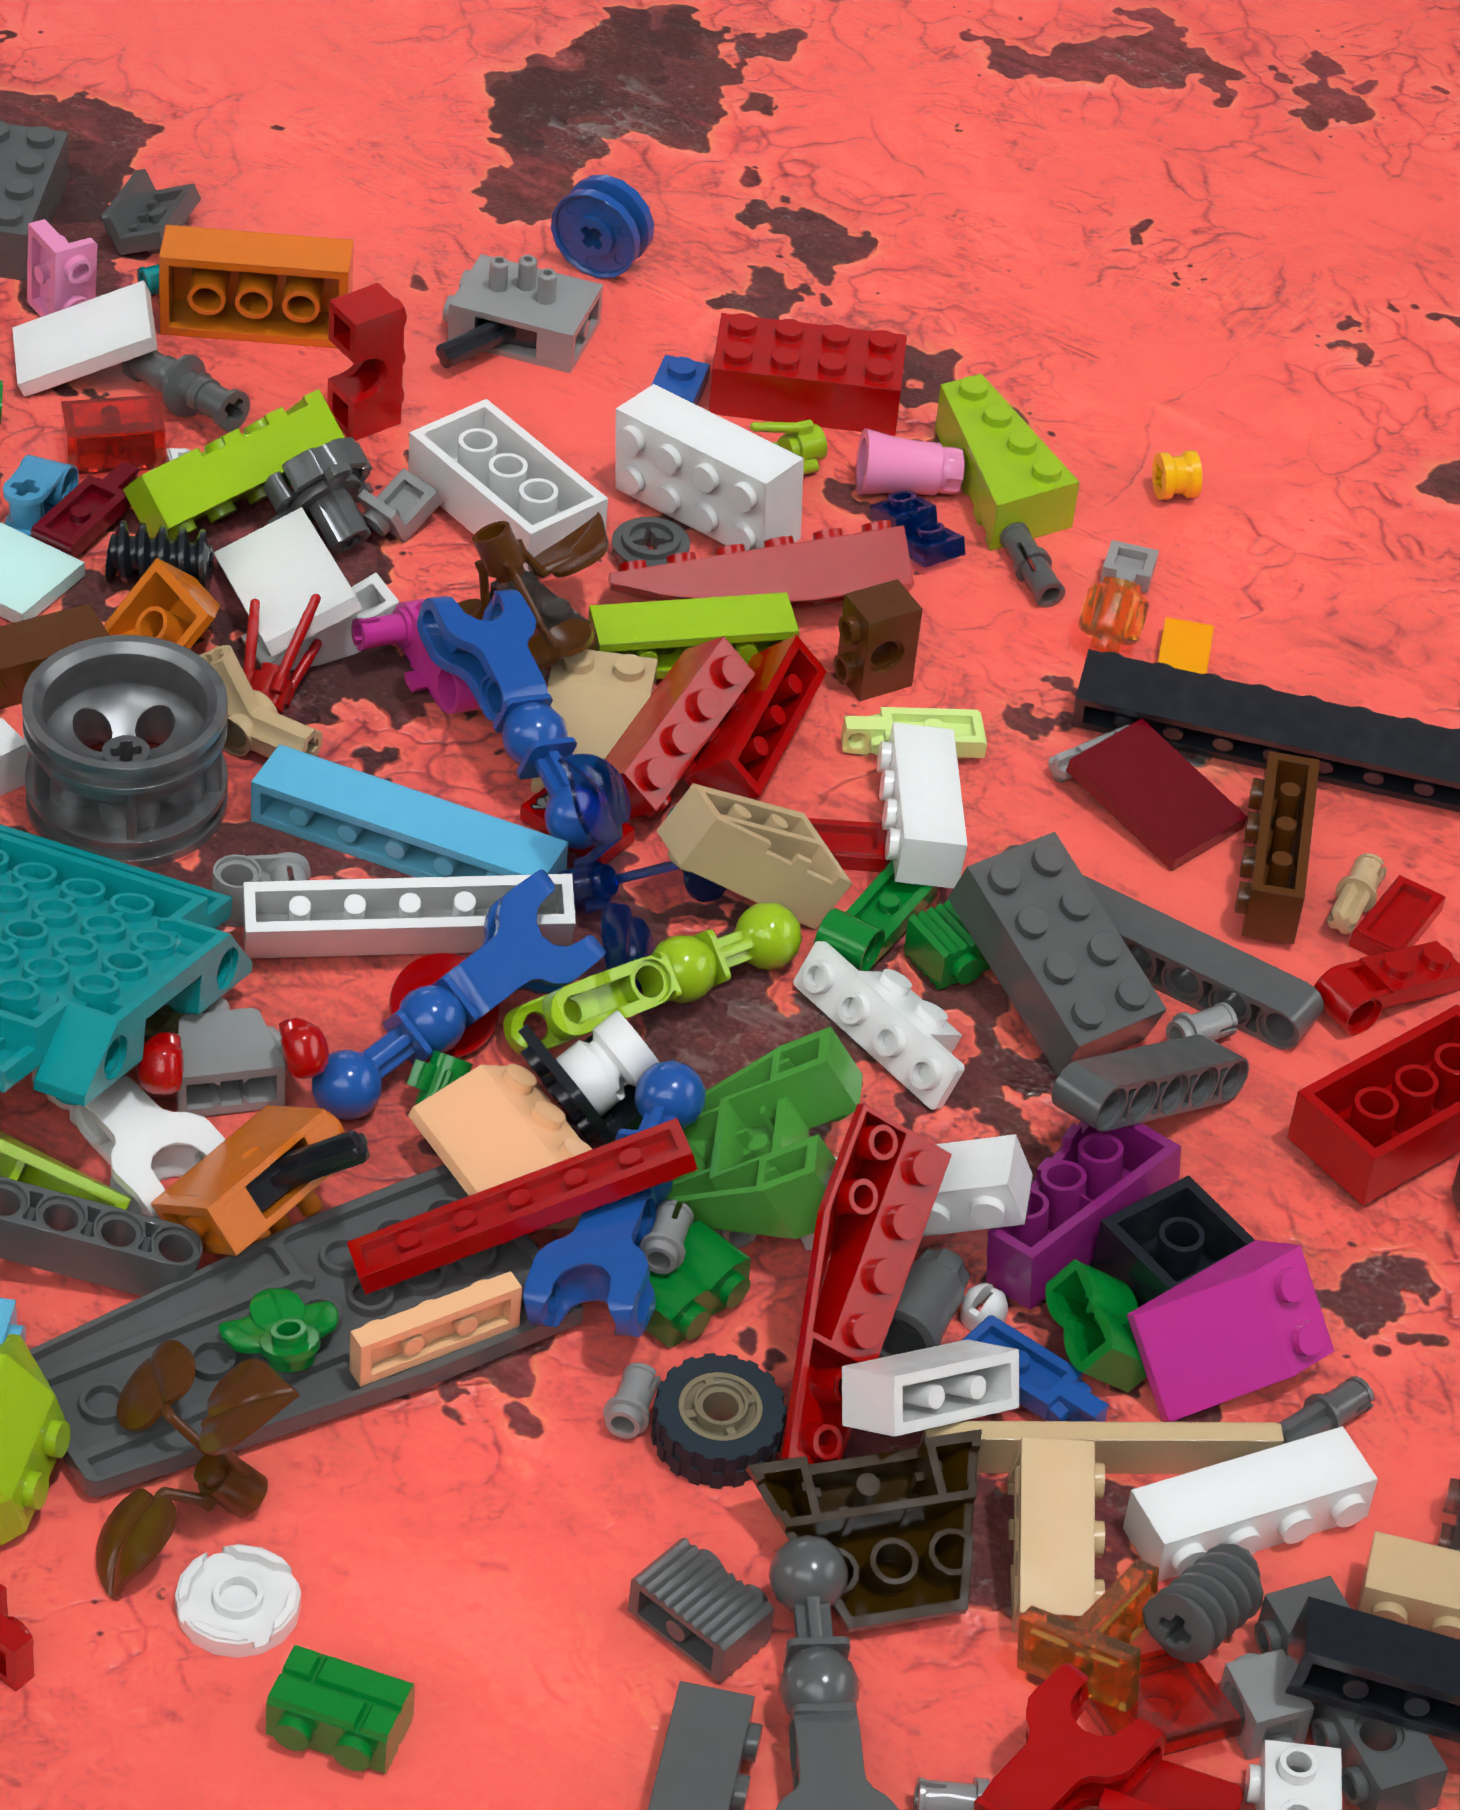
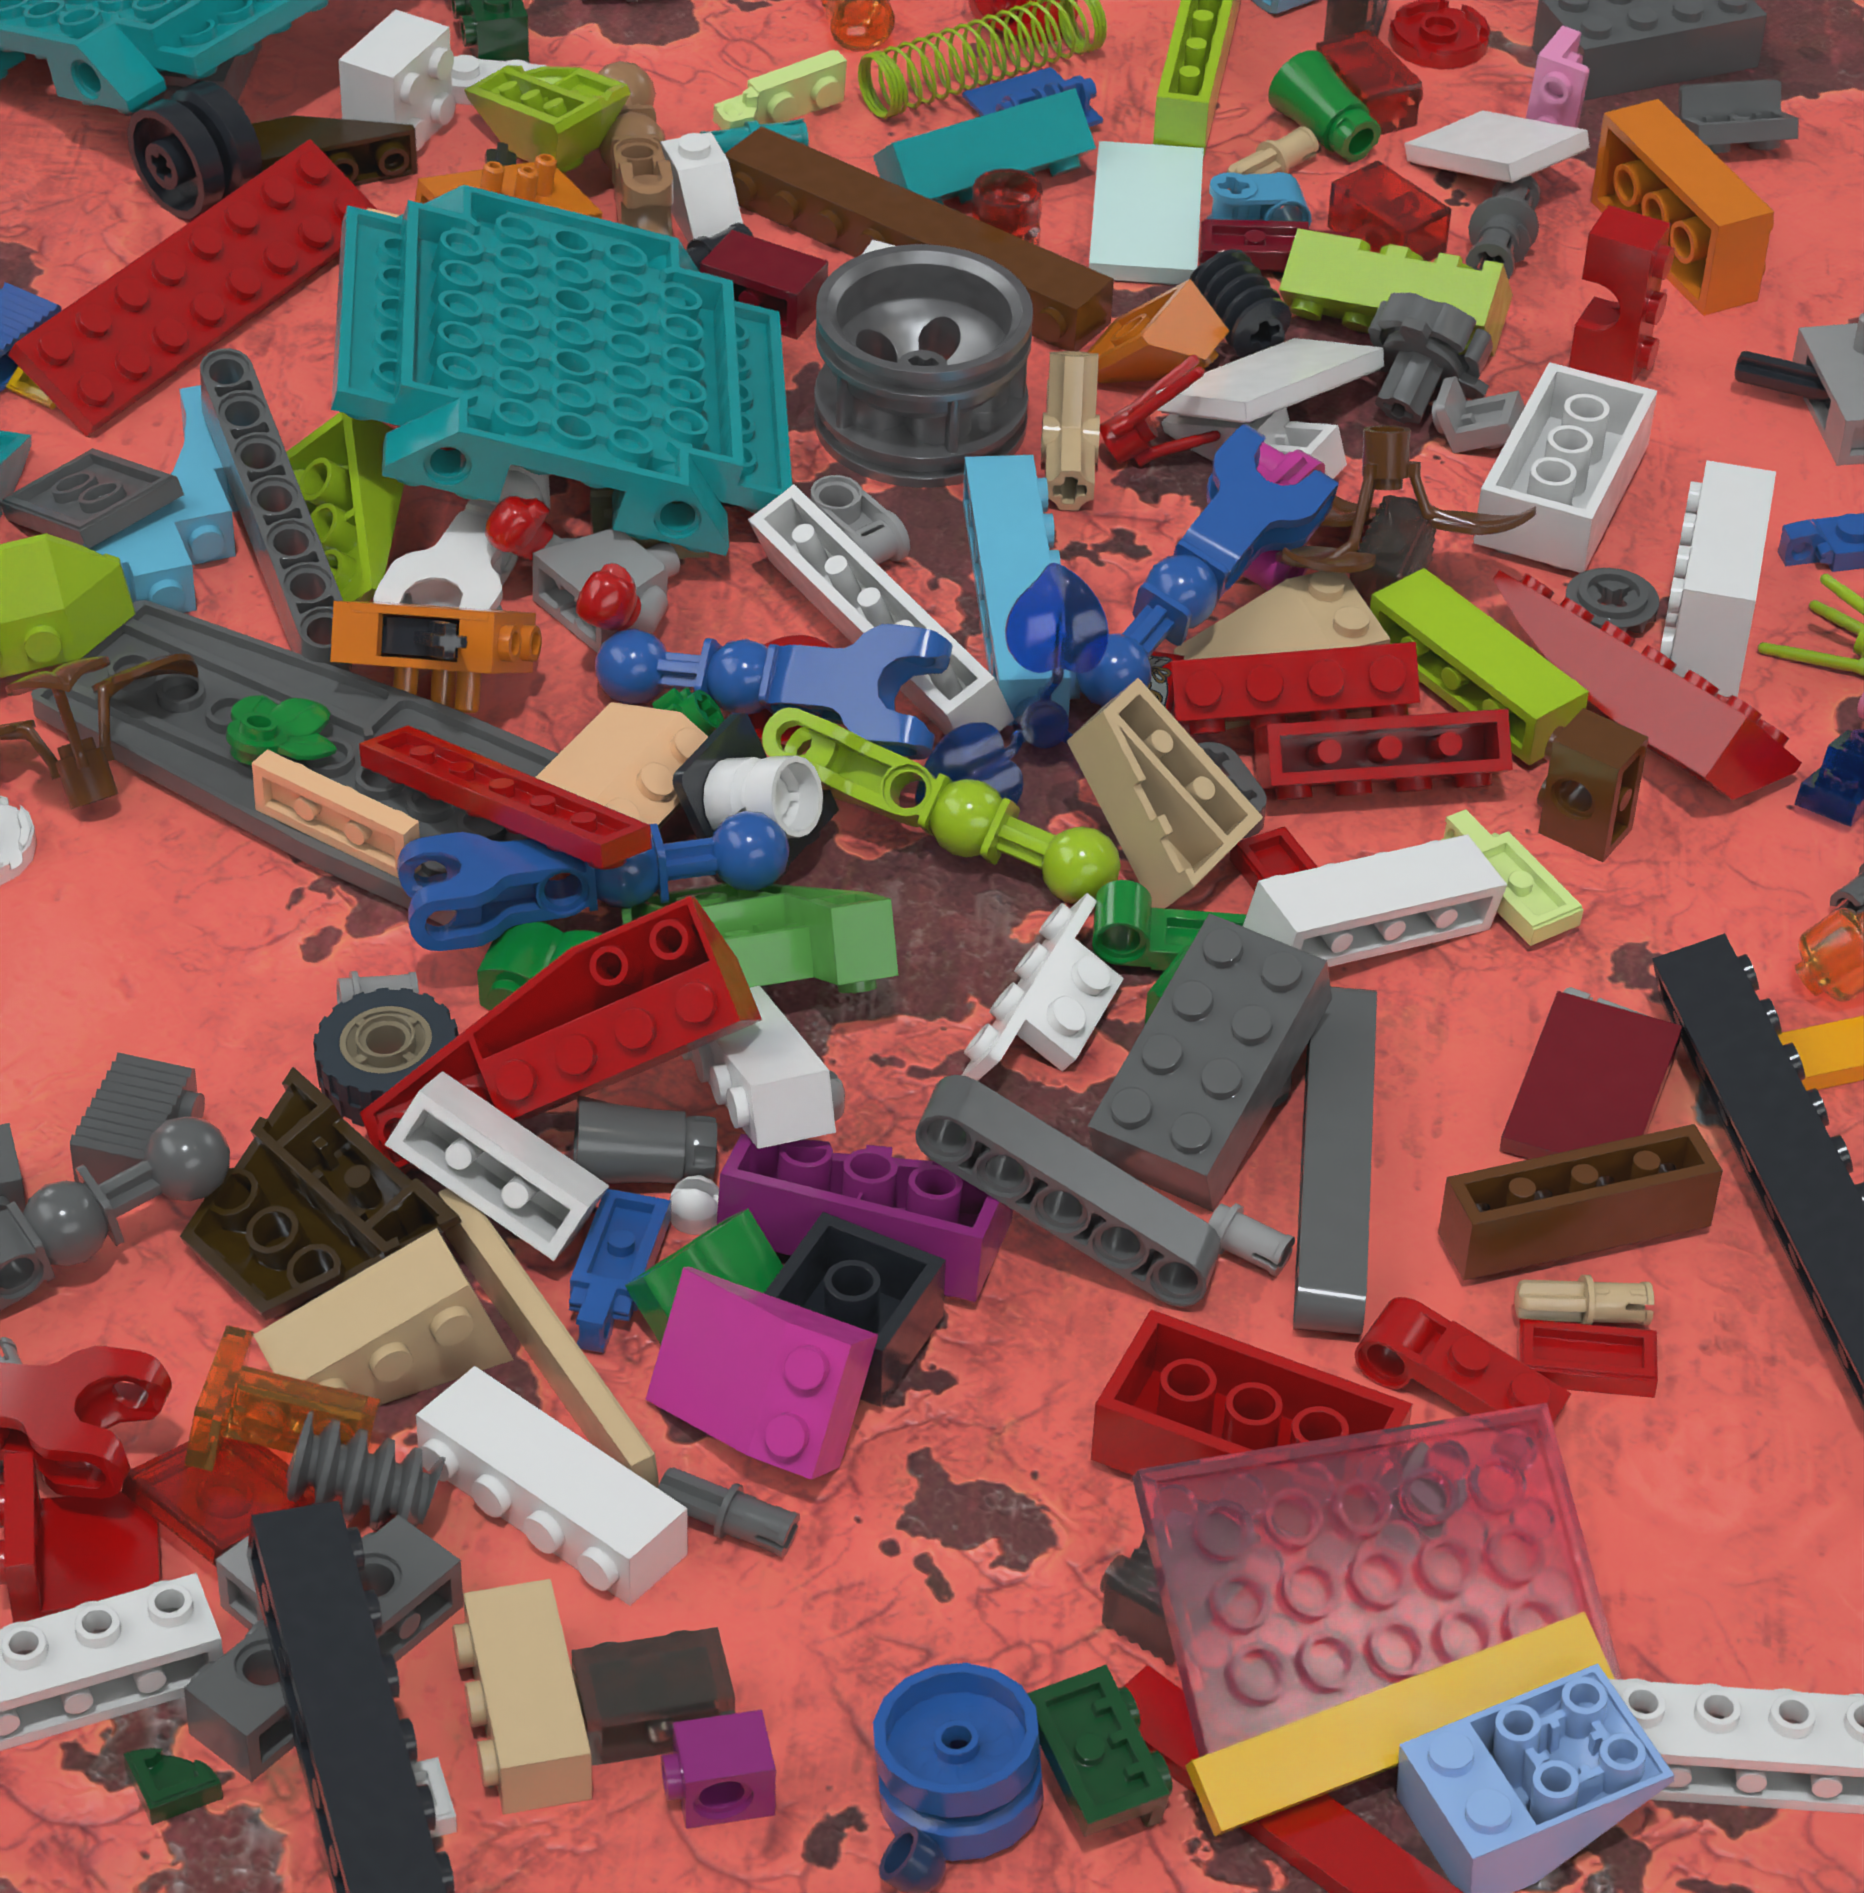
camera: 65 degrees right, 0 degrees up
(665, 1242) = (557, 915): light grey pin -> none

